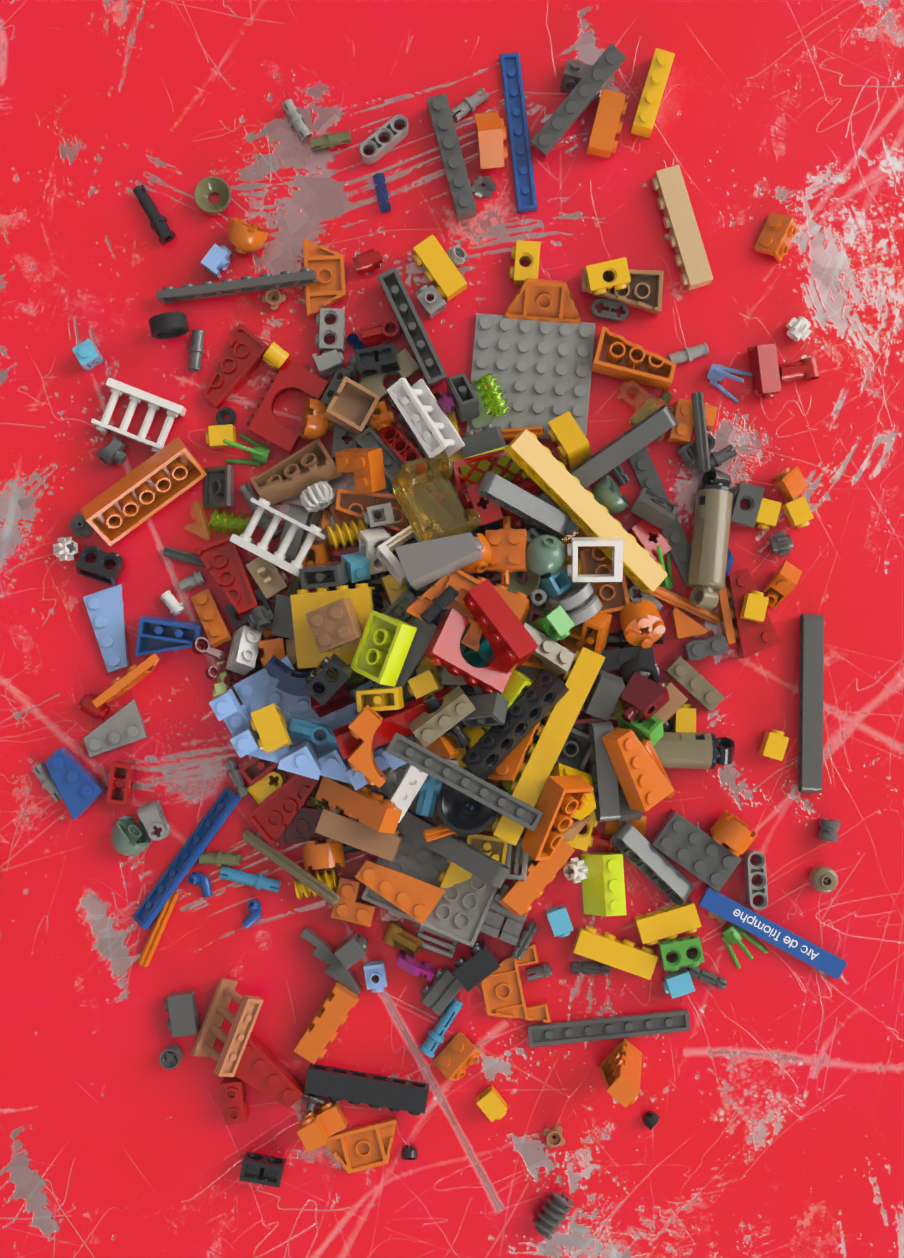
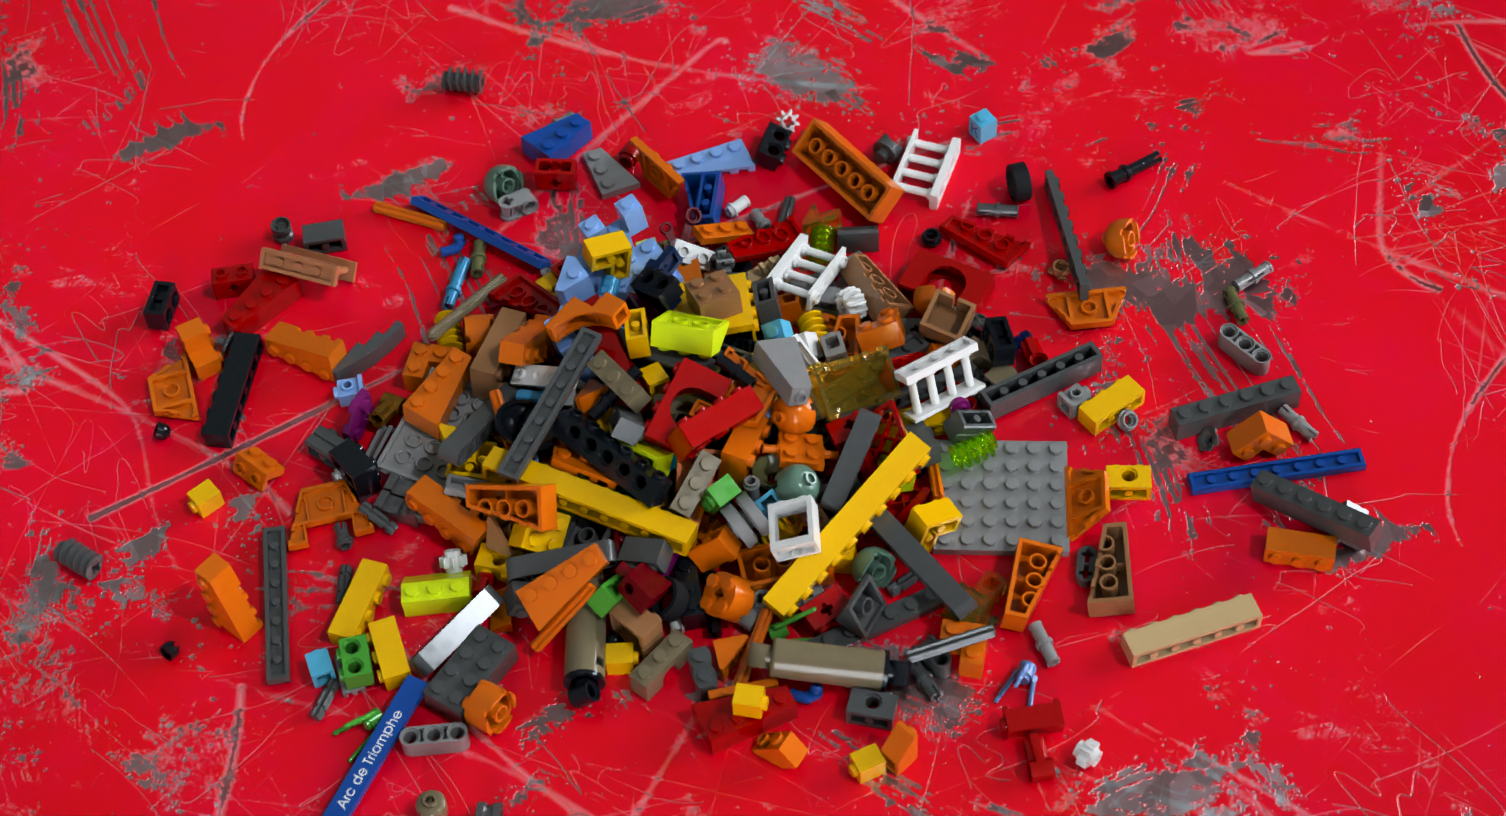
camera: 90 degrees right, 35 degrees down
(210, 186) = (1162, 206): olive piece -> none
(217, 260) = (1092, 219): light blue brick -> none
(218, 434) = (910, 234): yellow brick -> none
(255, 913) = (427, 290): blue arm -> none
(259, 454) = (894, 266): bright green plant -> none
(275, 356) = (999, 265): yellow piece -> none
(328, 362) = (995, 308): light grey brick -> none
(335, 330) = (1032, 316): light grey brick -> none
(352, 949) = (378, 362): dark grey brick -> none
(367, 261) = (1109, 342): red brick -> none
(382, 192) = (1187, 353): clear blue axle -> none
(436, 1035) = (284, 447): dark azure pin -> none
(551, 1142) = (160, 555): nougat plate -> none
(559, 921) = (397, 550): medium azure brick -> none
(616, 267) = (1113, 527): yellow brick -> none
(652, 93) = (1344, 591): yellow brick -> none
(768, 514) = (863, 730): yellow brick -> none
(774, 744) = (590, 751): yellow brick -> none
(776, 235) = (1196, 729): orange bracket -> none
(781, 544) = (828, 746): dark grey gear -> none
(810, 703) = (640, 788): dark grey beam -> none

